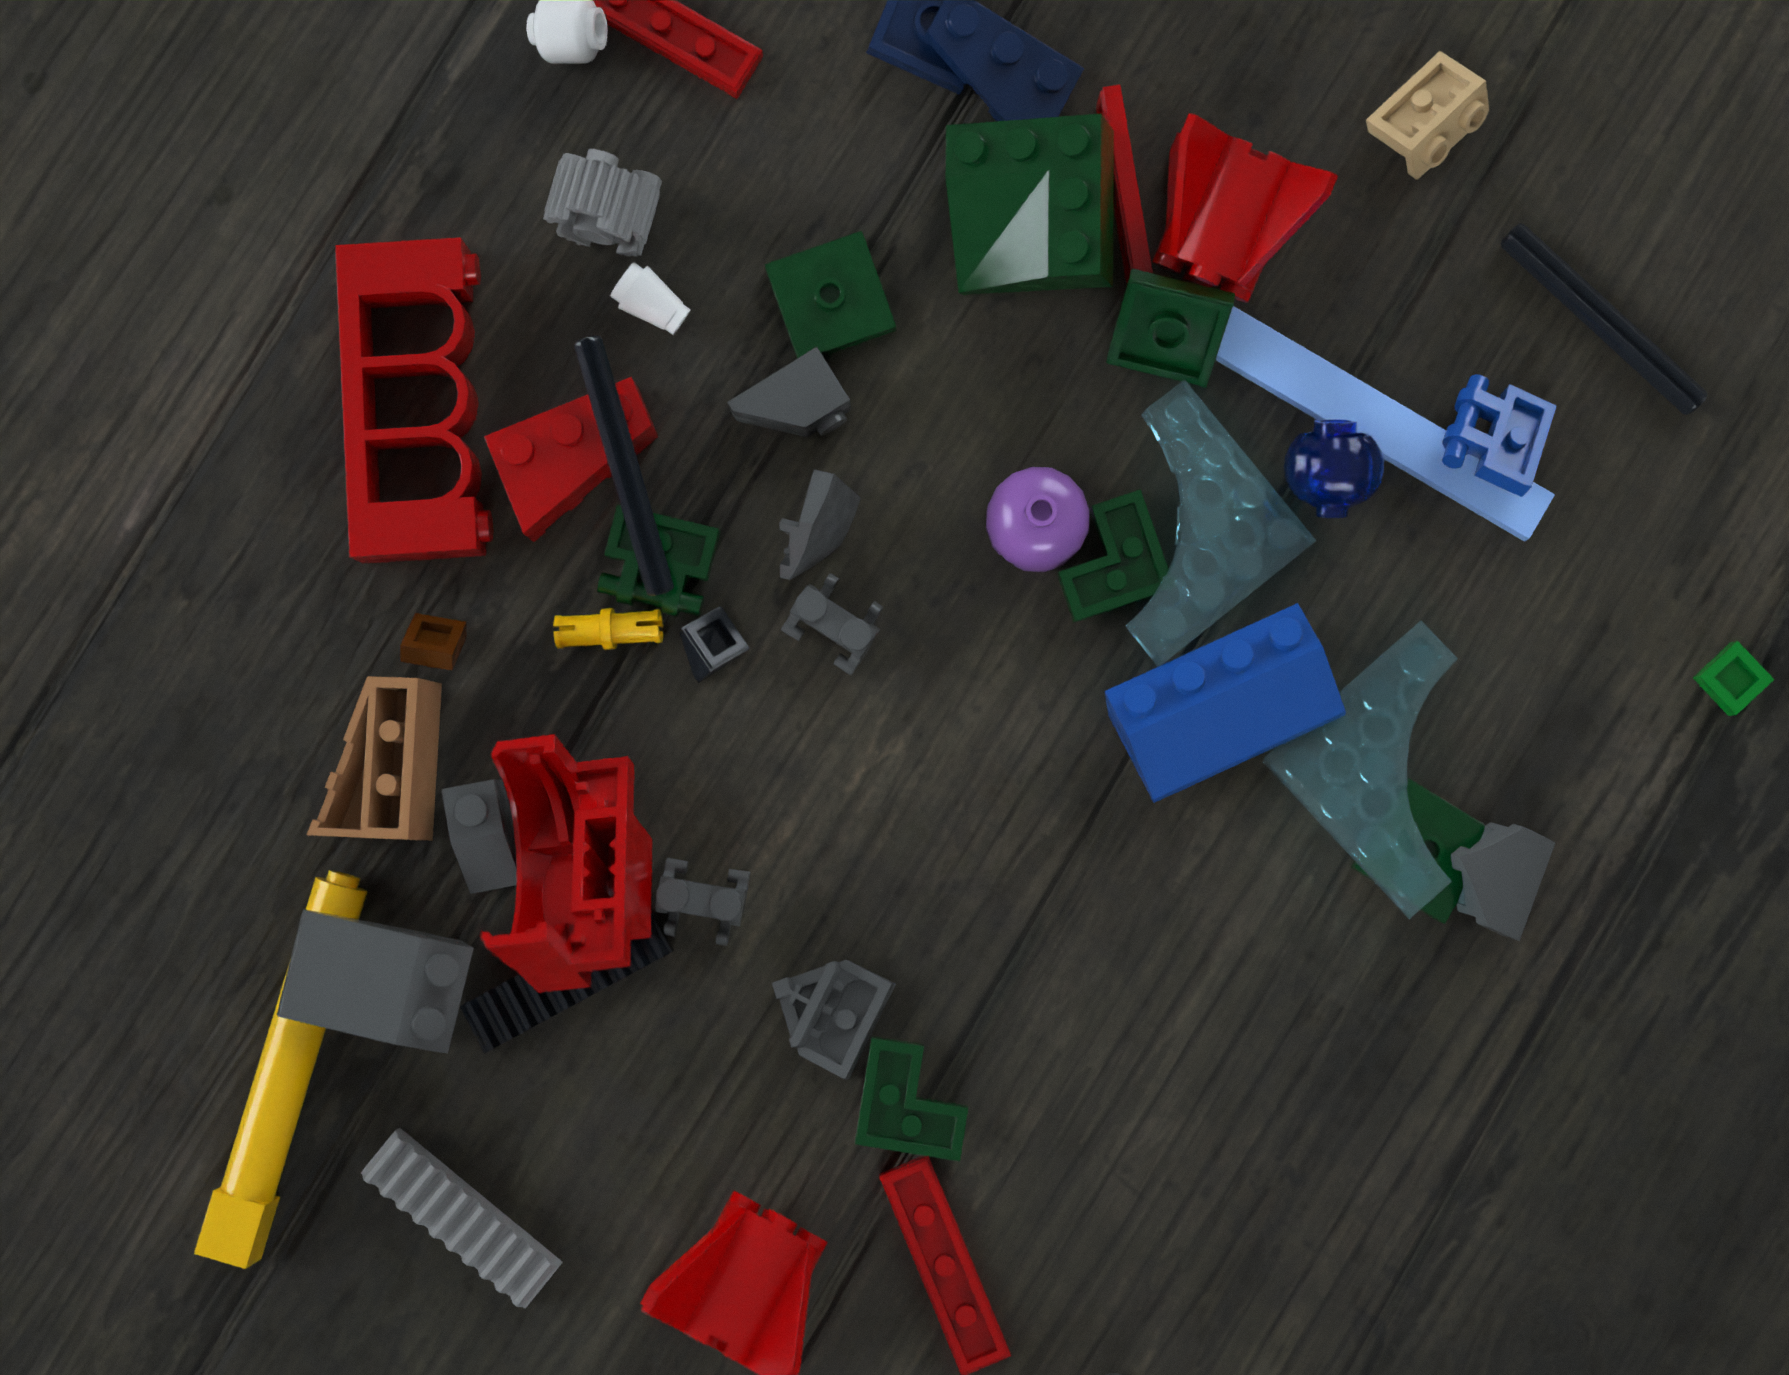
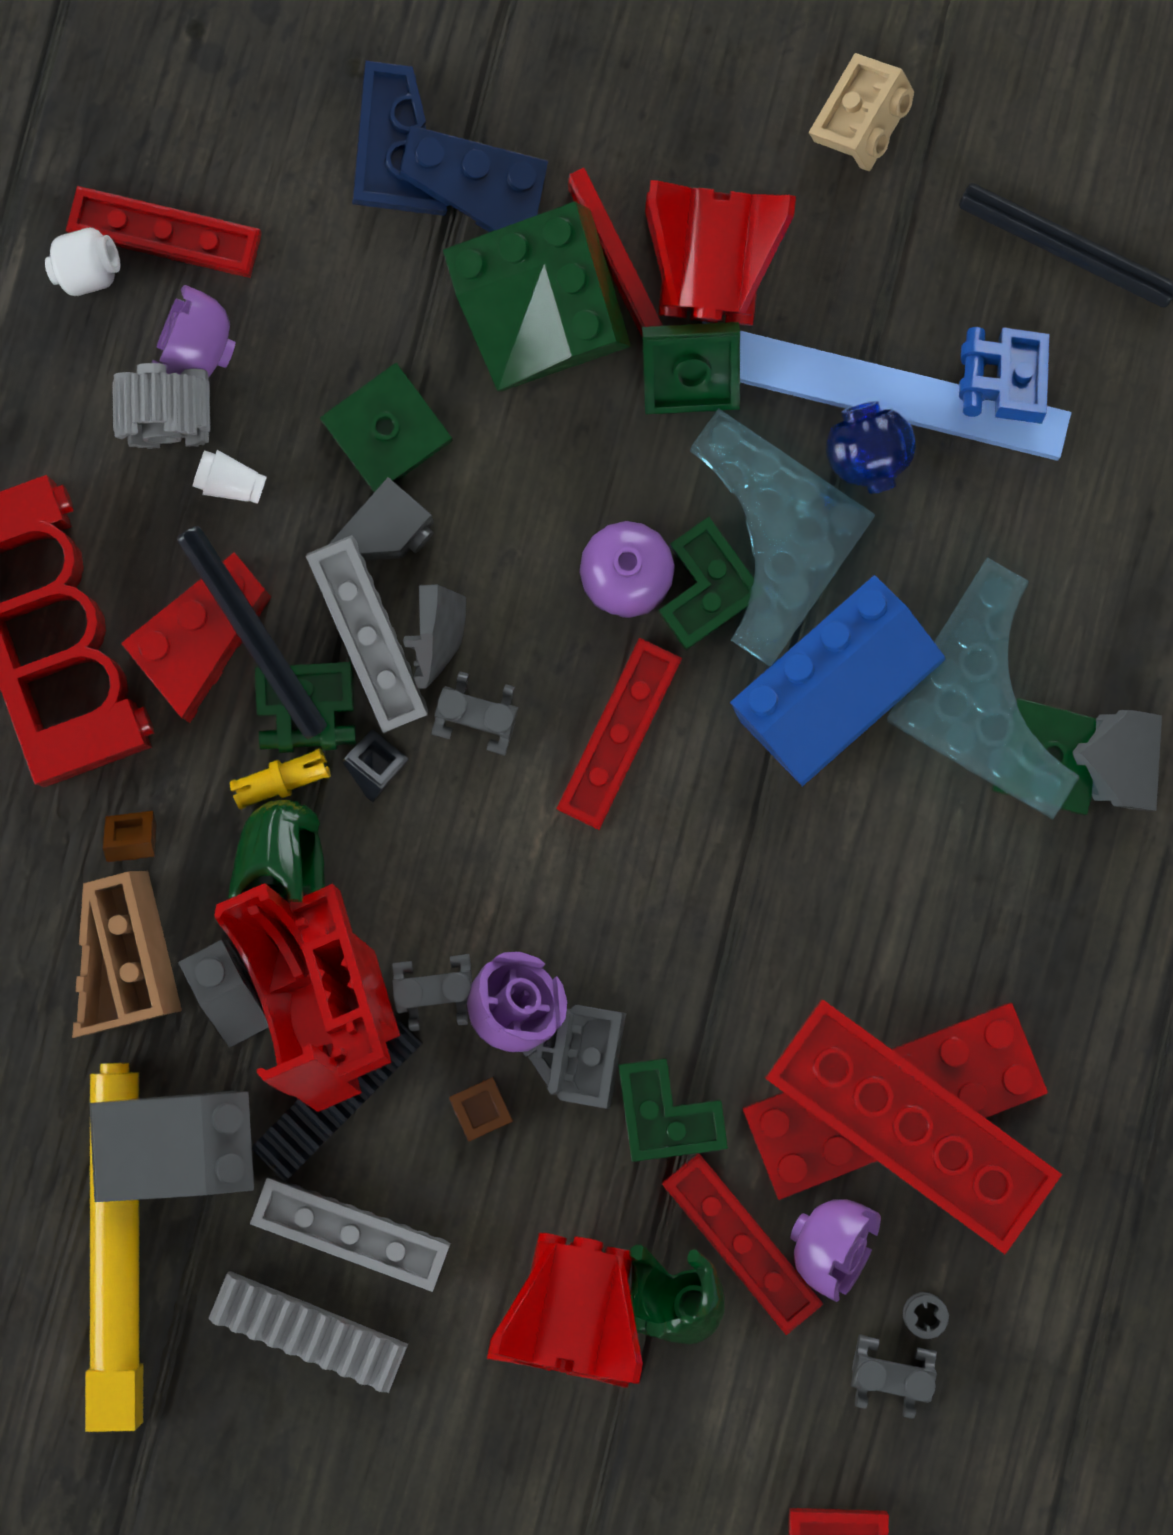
camera: 15 degrees left, 0 degrees up
(536, 1128) = (350, 1233): none -> light grey gear
(584, 705) = (280, 849): none -> dark green hair
(662, 138) = (195, 334): none -> medium lavender cylinder
(713, 1039) = (481, 1109): none -> reddish brown plate
(745, 503) = (367, 633): none -> light grey gear
(783, 940) = (516, 1003): none -> medium lavender cylinder
(856, 1311) = (676, 1306): none -> dark green hair
(977, 689) = (619, 734): none -> red tile
(1040, 1298) = (833, 1245): none -> medium lavender cylinder
(1151, 1163) = (977, 1060): none -> red plate
(1163, 1199) = (913, 1126): none -> red plate

